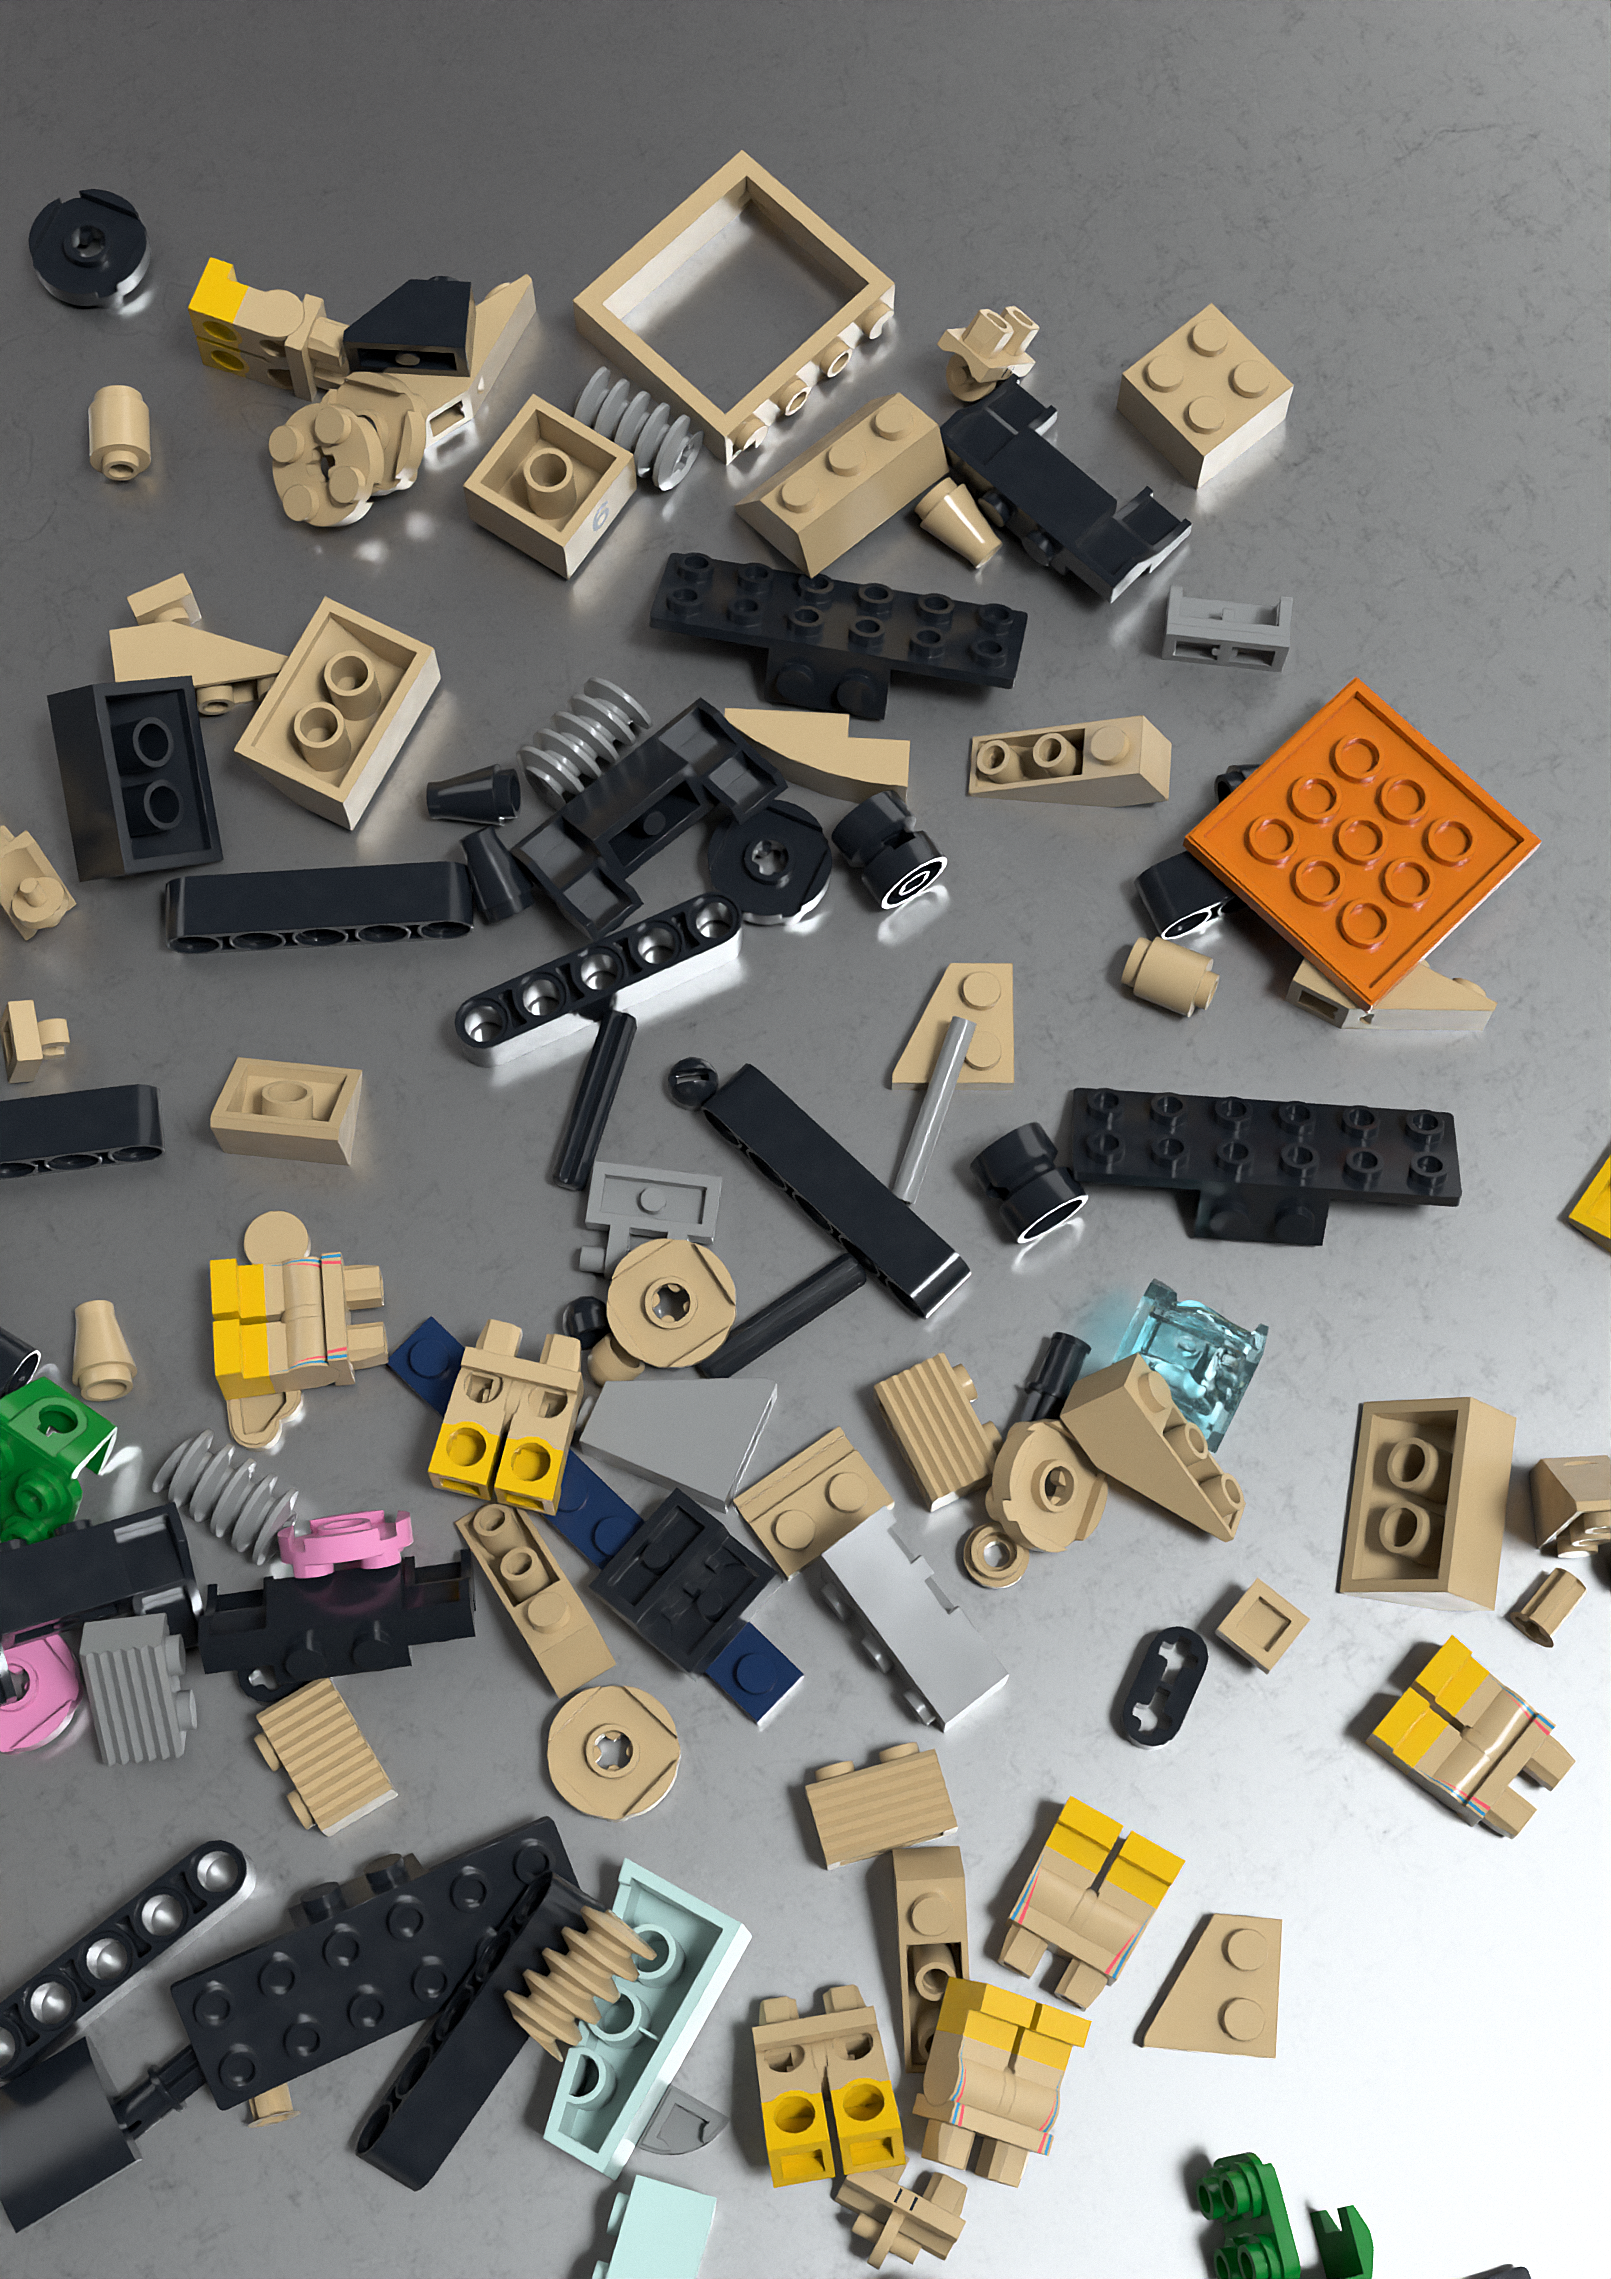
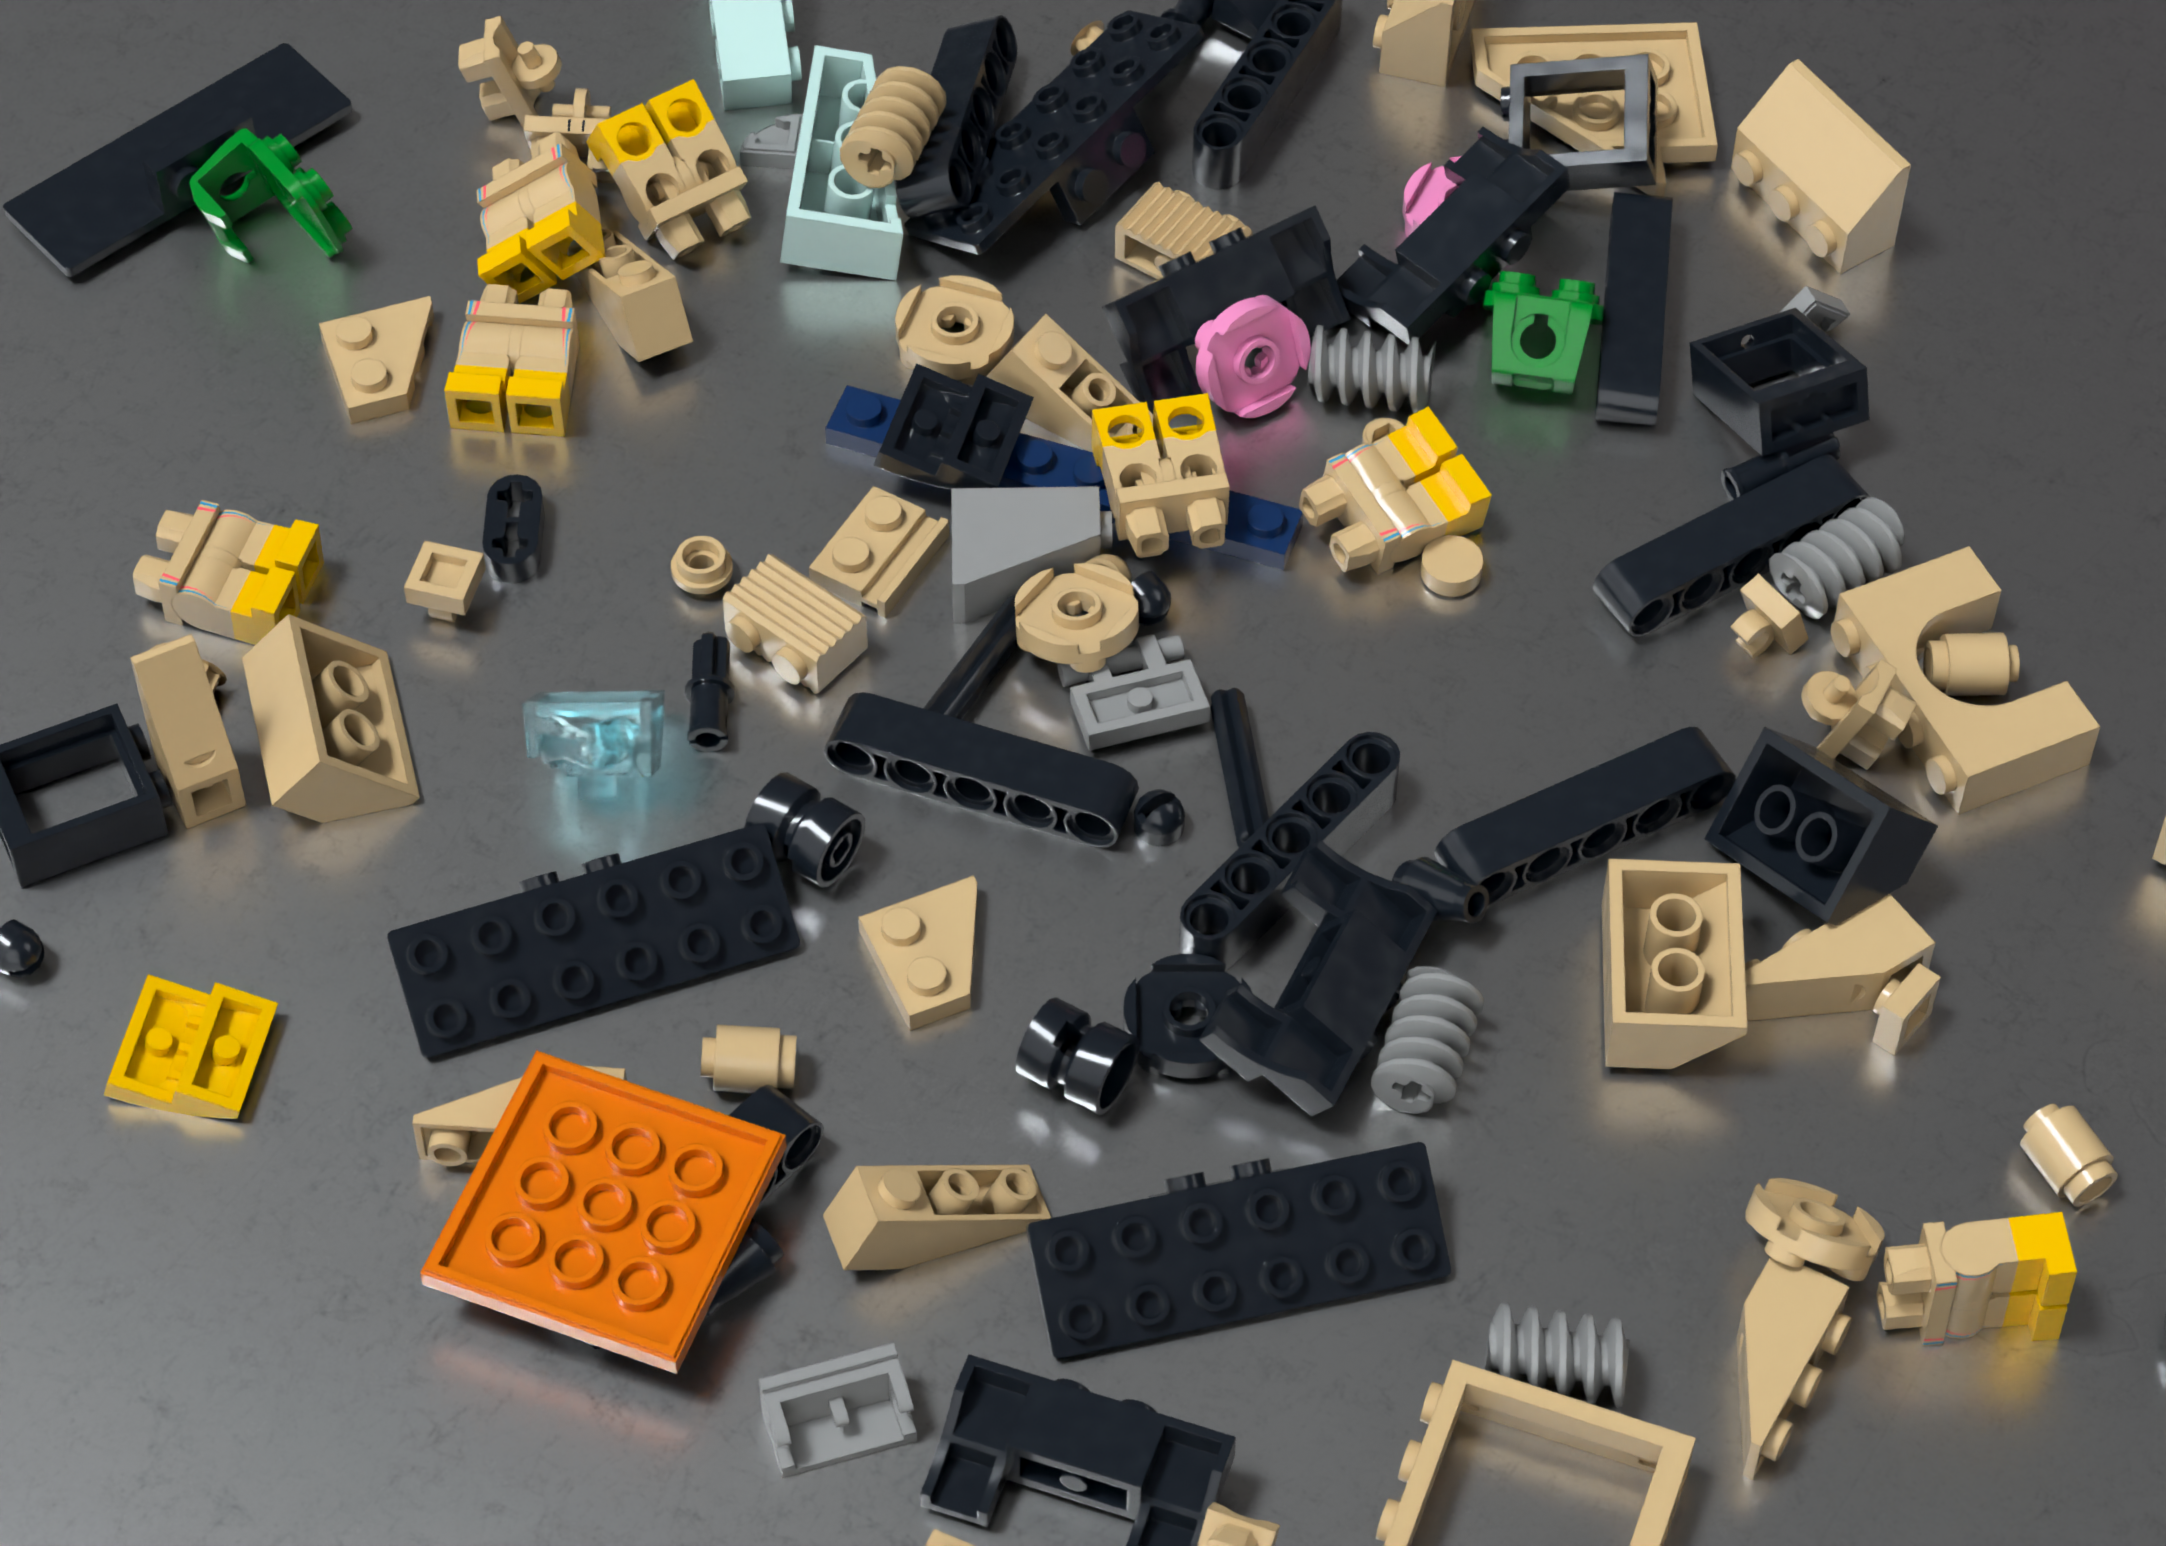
camera: 155 degrees right, 20 degrees down
(101, 1356) = (1543, 430): tan cone -> none
(136, 1689) = (1364, 209): light grey brick -> none
(288, 1111) = (1505, 646): tan slope -> none
(297, 460) = (1839, 1179): tan plate -> none
(416, 331) = (1819, 1309): black slope -> none
(478, 796) = (1502, 963): black cone -> none
(550, 486) = (1605, 1248): tan brick -> none
(821, 756) = (1189, 1123): tan slope -> none
(847, 482) = (1317, 1382): tan slope -> none
(880, 1805) = (716, 362): tan brick -> none
(909, 1622) = (755, 478): wedge -> none
(933, 1109) = (922, 862): light grey bar -> none
(957, 521) = (1175, 1397): tan cone -> none
(1019, 1487) = (678, 606): tan plate -> none
(1143, 1440) = (593, 658): tan slope -> none

